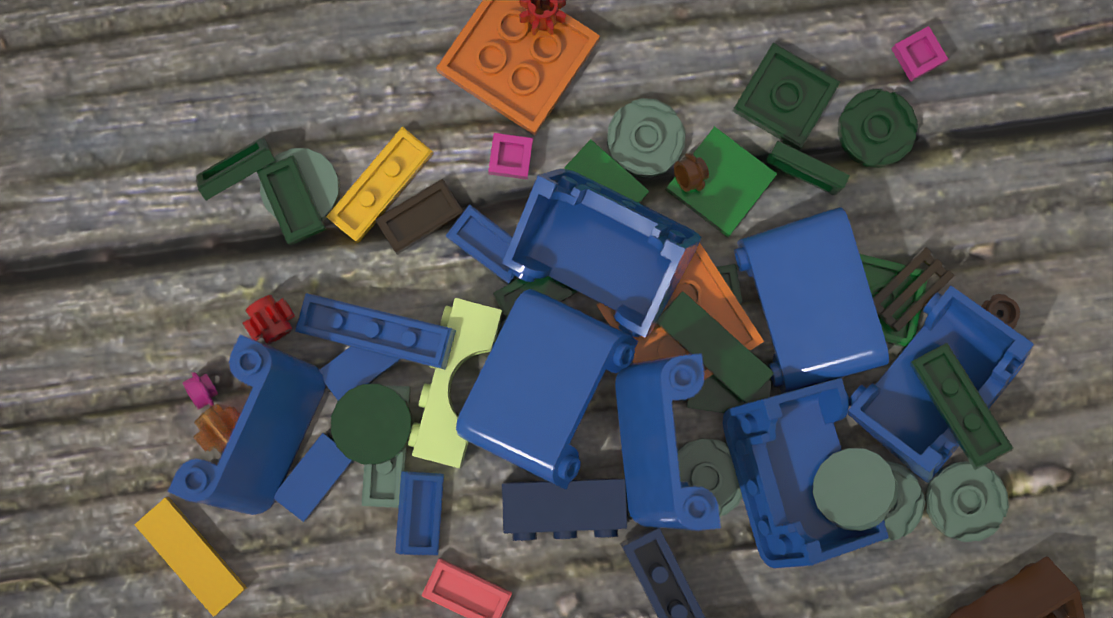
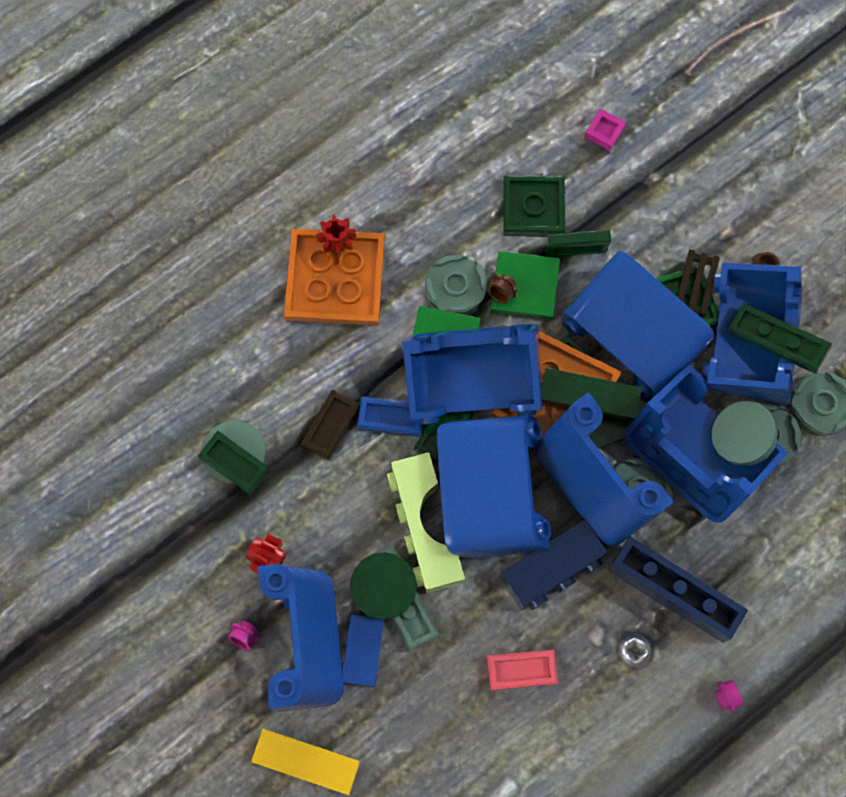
camera: 25 degrees left, 10 degrees down
(216, 427) = (274, 653): clear orange gear -> none
(234, 168) = (180, 463): dark green tile -> none
(355, 368) = (349, 548): blue tile -> none
(376, 331) = (347, 519): blue tile -> none
(380, 184) = (289, 419): yellow tile -> none
(419, 513) = (454, 631): blue tile -> none
(510, 156) = (370, 347): dark pink plate -> none
(877, 128) = (607, 193): dark green tile -> none

